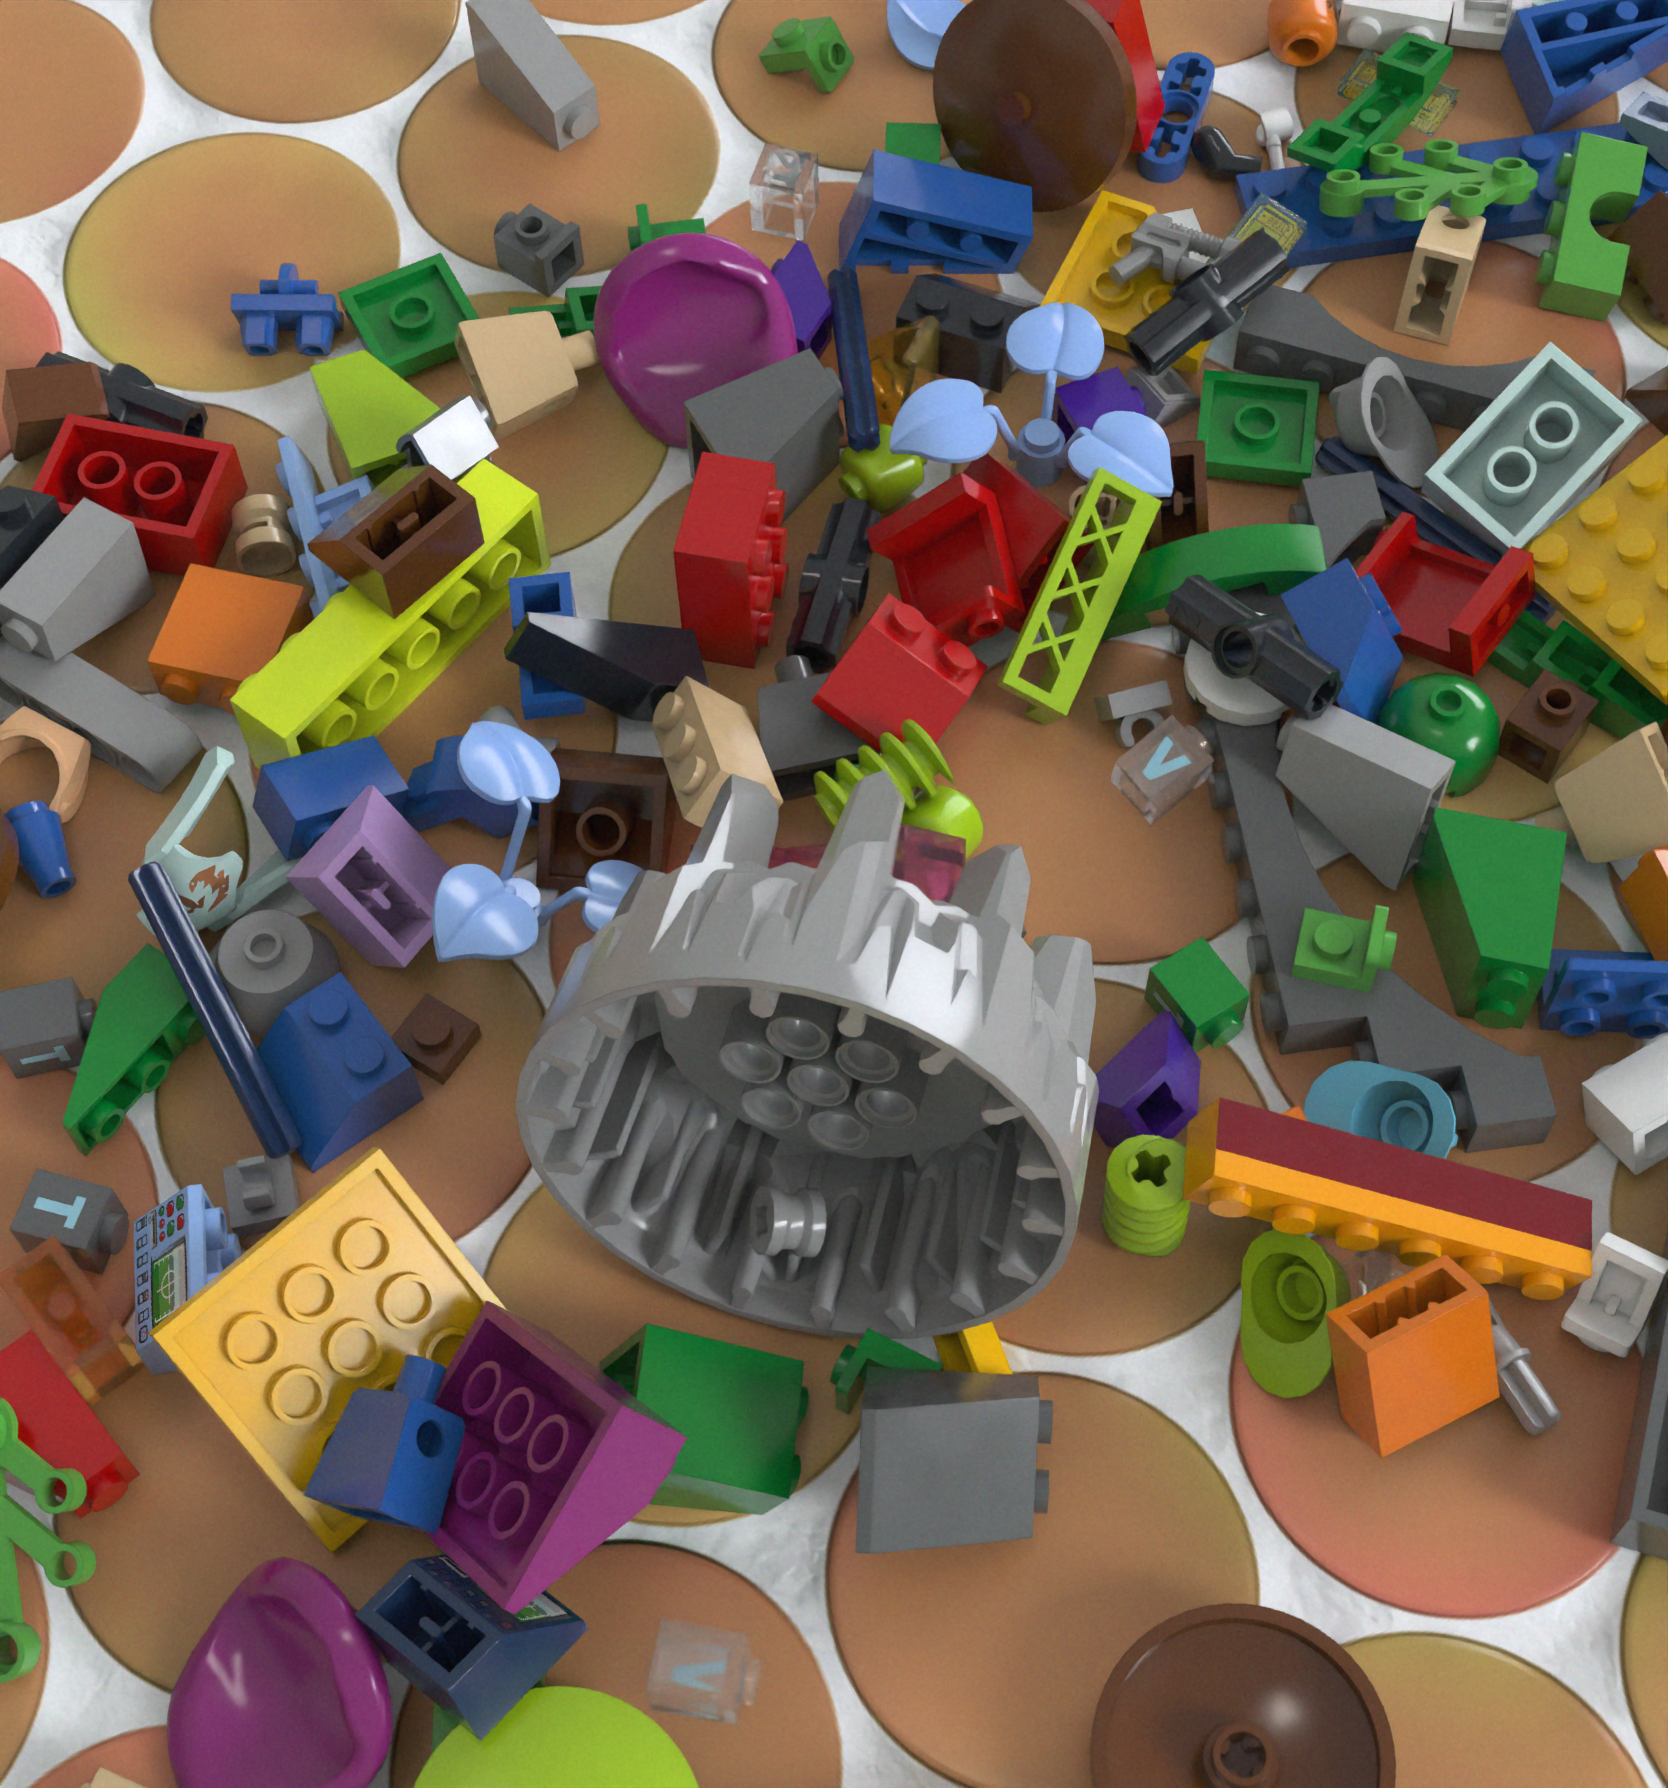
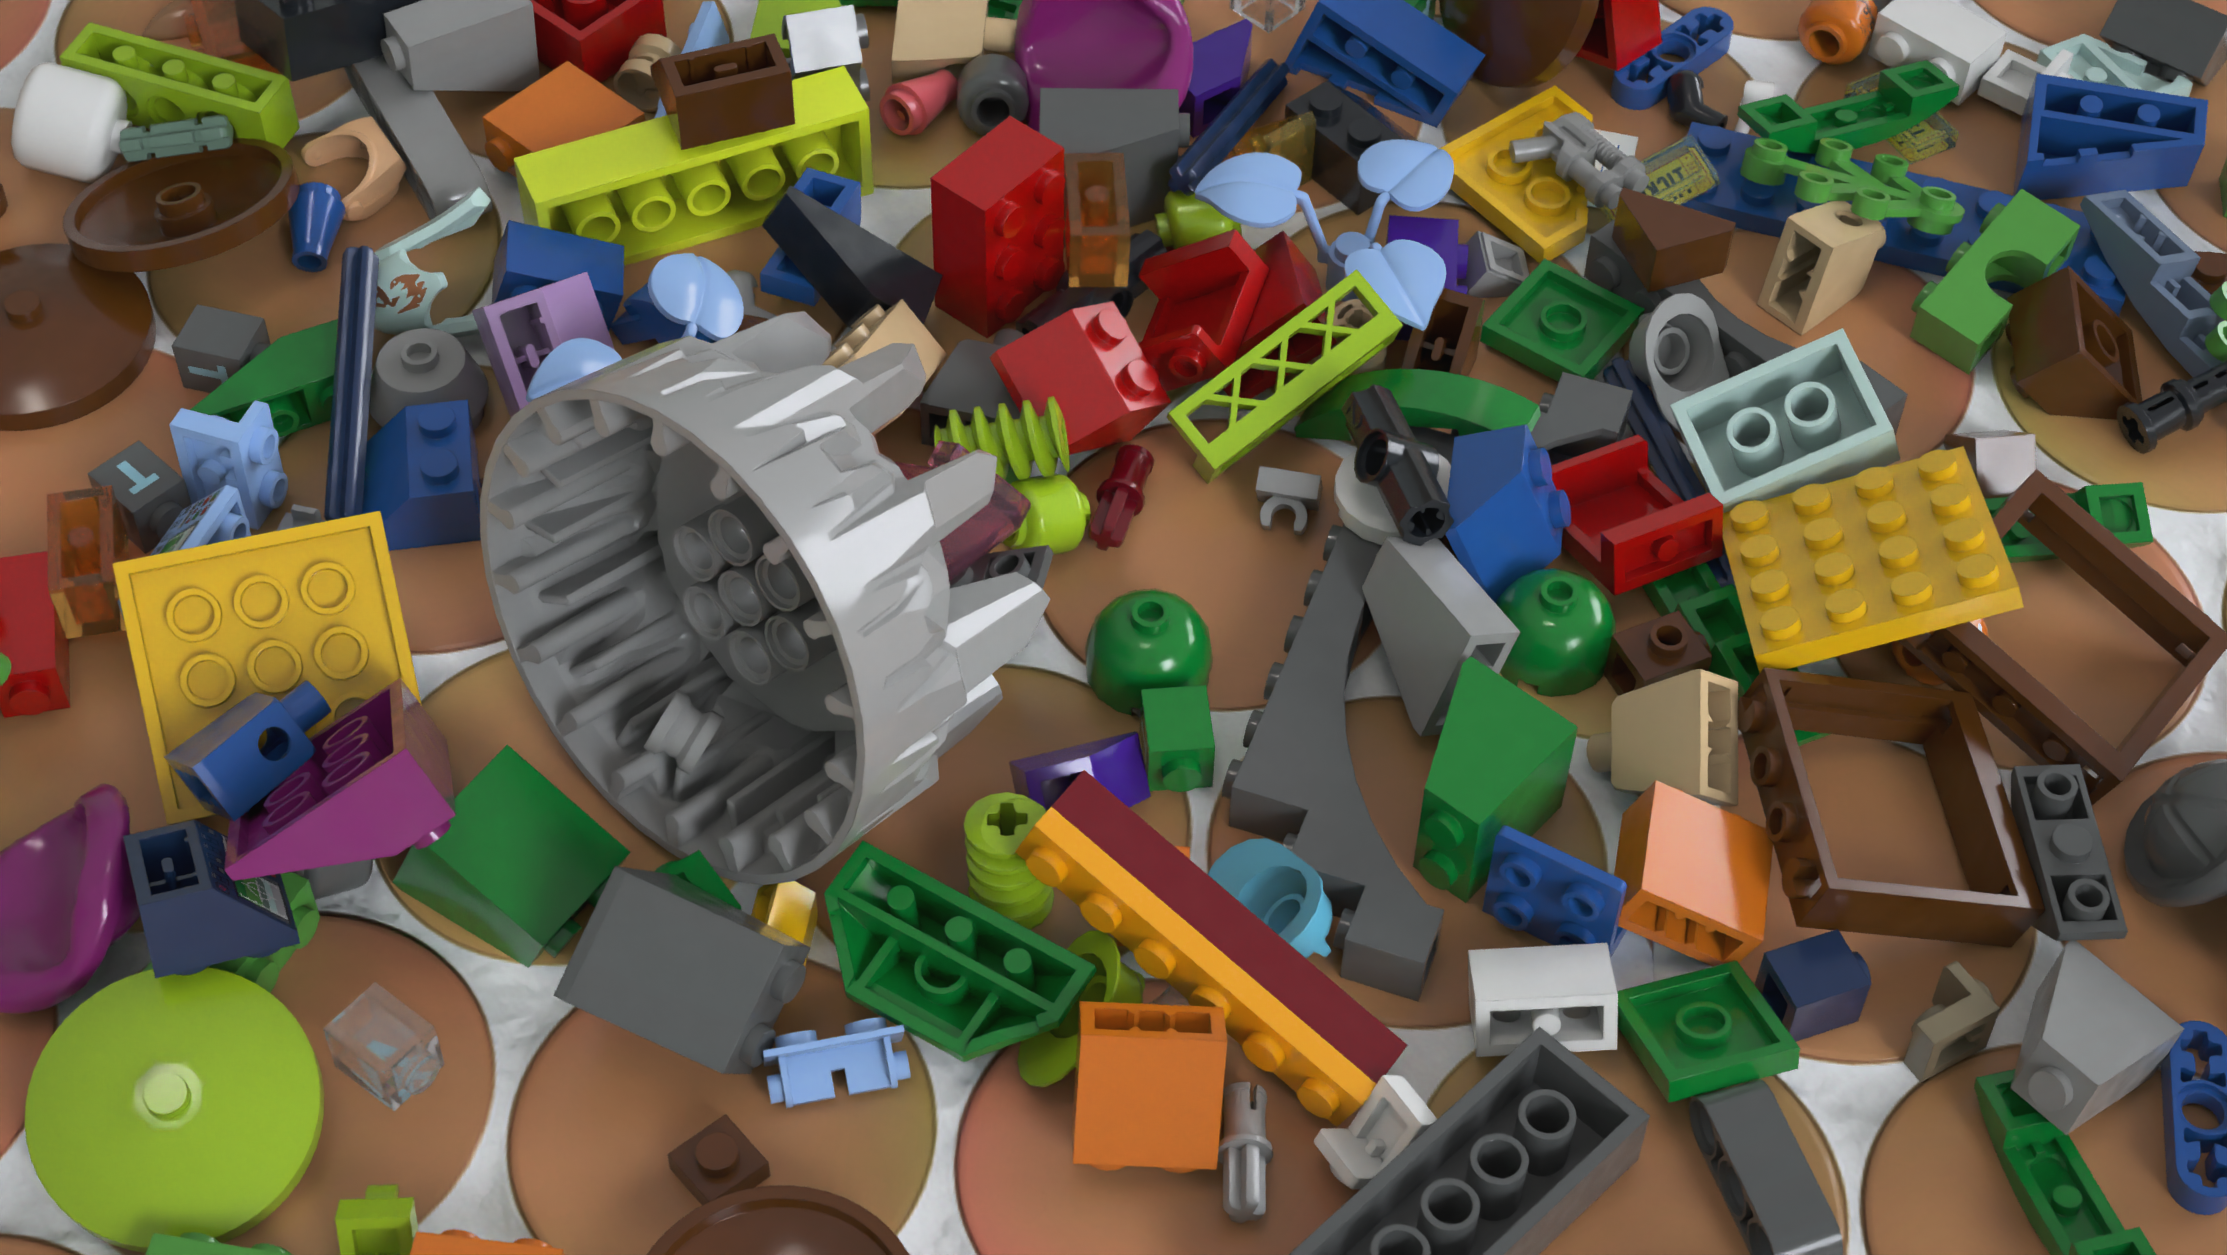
camera: 25 degrees right, 10 degrees down
(147, 1154) = (234, 454): none -> light blue bracket
(539, 453) = (917, 102): none -> coral cone
(606, 417) = (991, 91): none -> dark grey head
(823, 517) = (1096, 220): none -> clear orange brick
(989, 778) = (1120, 496): none -> dark red axle
(1069, 1620) = (718, 1162): none -> reddish brown plate
(1123, 916) = (1146, 644): none -> green cylinder
(1126, 1446) = (808, 1062): none -> light blue hinge
(1163, 768) = (1274, 548): clear brick -> none
(1166, 1327) = (945, 960): none -> green wedge
(1207, 302) = (1567, 197): black piece -> none
(1318, 311) = (1669, 241): none -> reddish brown slope
(1343, 948) = (1319, 743): bright green bracket -> none

